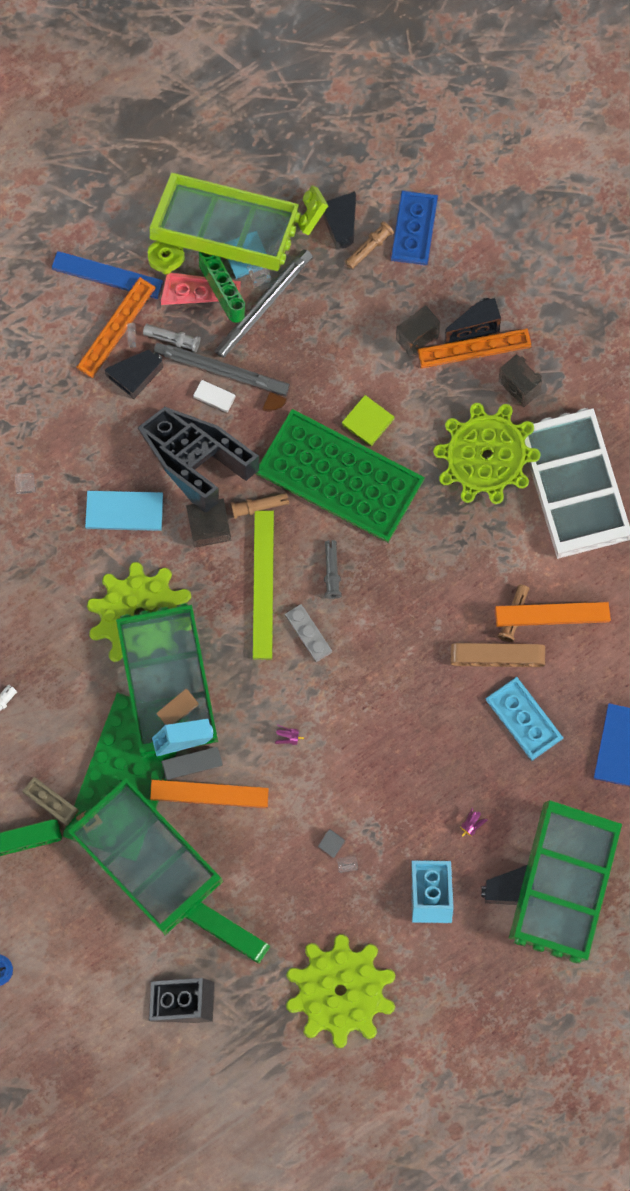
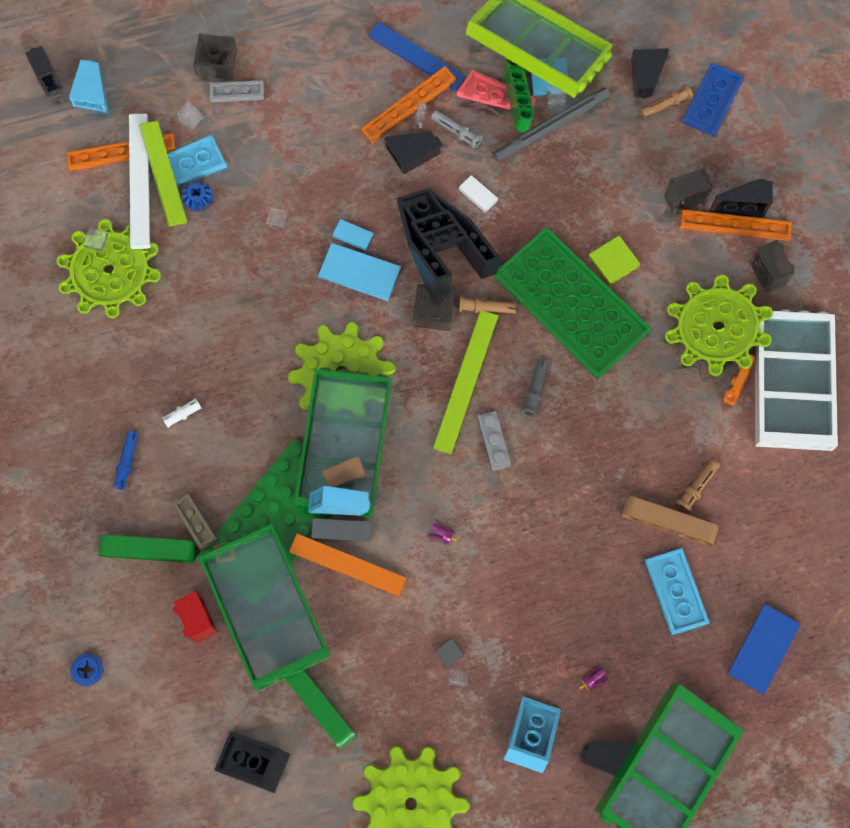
camera: 15 degrees right, 0 degrees up
(83, 887) = (195, 617): none -> red container
(105, 476) = (353, 235): none -> medium azure tile
(165, 264) = (472, 61): lime plate -> none
(223, 369) = (494, 171): dark grey piece -> none
(274, 402) = (531, 216): reddish brown tile -> none
(315, 208) = (628, 50): lime plate -> none
(523, 504) = (738, 384): none -> orange hinge
(552, 614) = (735, 498): orange tile -> none

